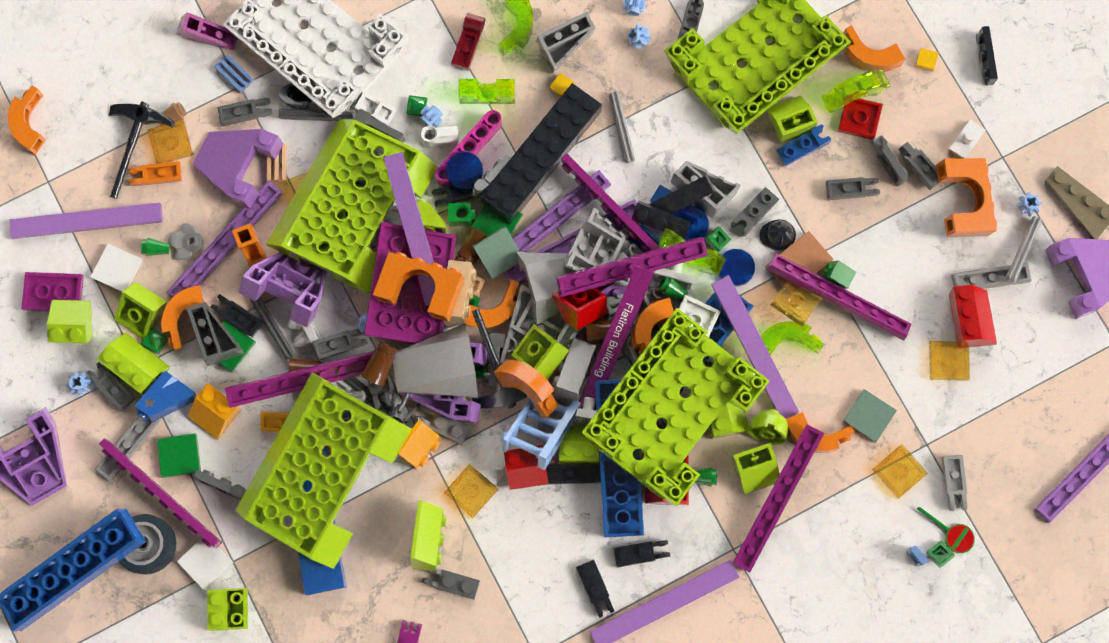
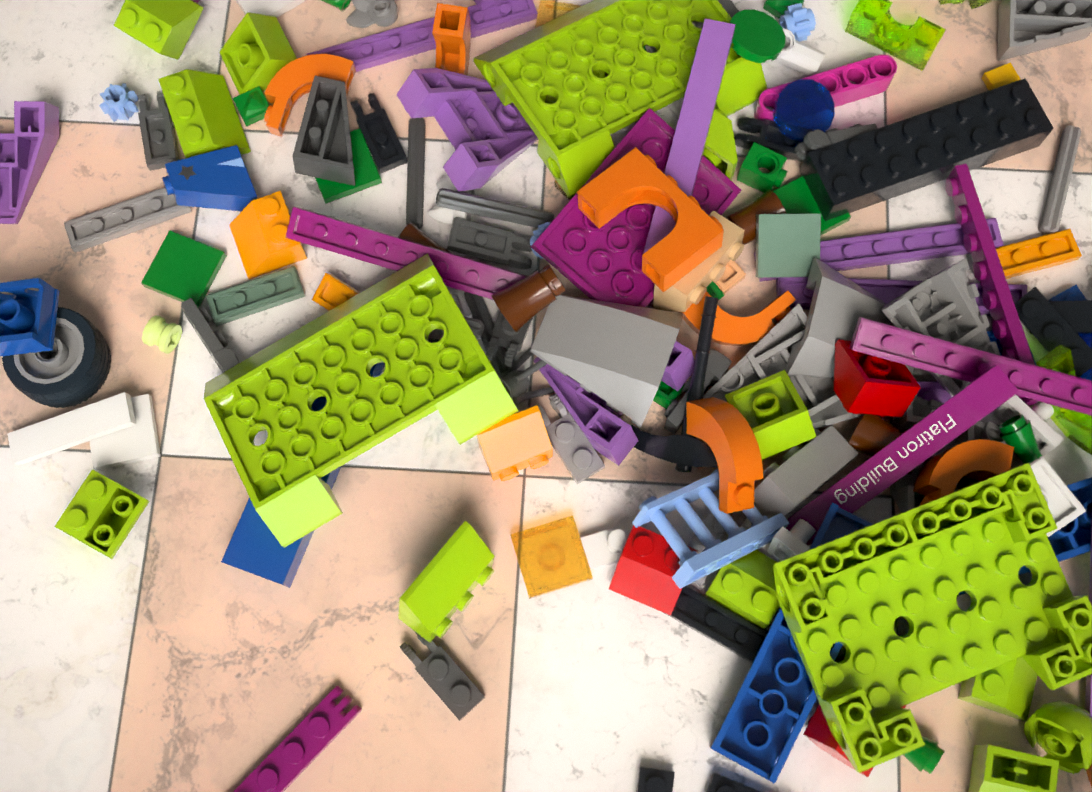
camera: 30 degrees right, 5 degrees down
(166, 500) = (124, 311): magenta plate -> none
(178, 576) = (71, 428): none -> white tile
(192, 498) = (162, 334): none -> yellowish green wheel
(228, 447) = (255, 296): none -> sand green tile
(330, 323) = (492, 208): none -> dark grey axle
(414, 142) = (757, 36): none -> green tile
(629, 178) = (1038, 253): none -> light orange tile

